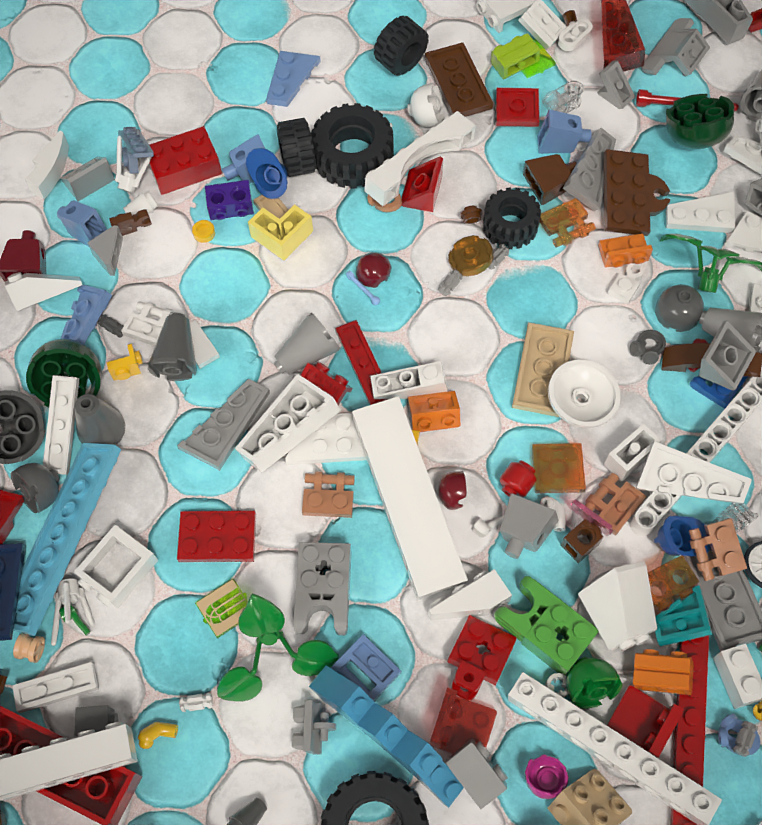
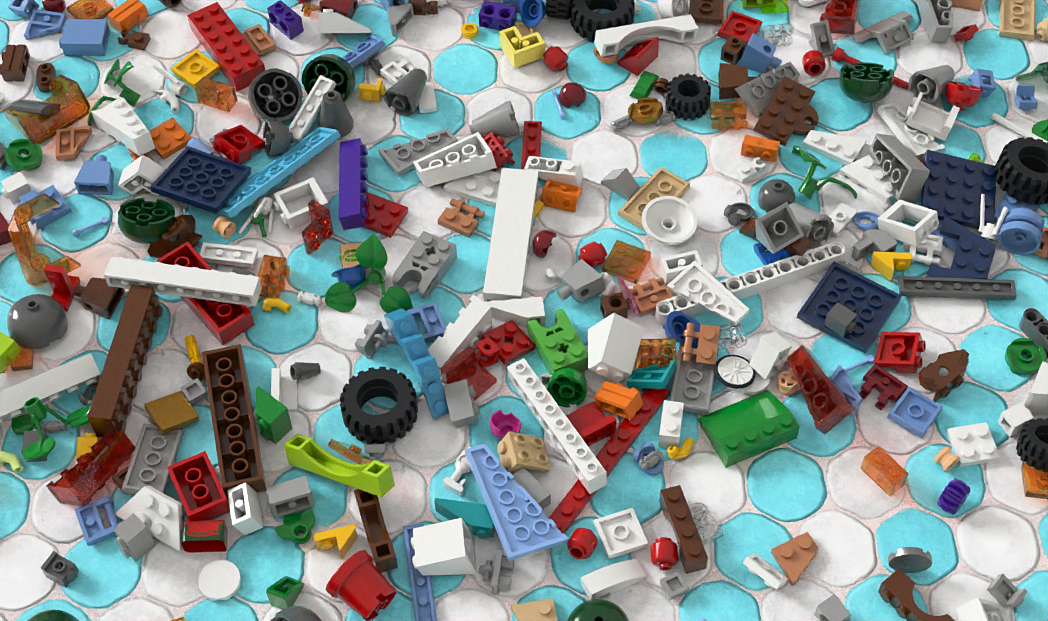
camera: 25 degrees right, 10 degrees down
(124, 696) = (272, 275): none -> clear orange brick
(164, 591) = (318, 229): none -> clear red bracket
(172, 513) = (352, 184): none -> dark purple brick
(237, 651) = (351, 275): none -> blue piece
(329, 229) = (555, 59): none -> red head
(422, 675) = (463, 333): none -> white wedge
(448, 222) = (644, 85): none -> green tile
(494, 363) = (621, 182): none -> light grey slope
(526, 137) = (733, 50): none -> reddish brown brick
(623, 118) = (813, 63): none -> red head

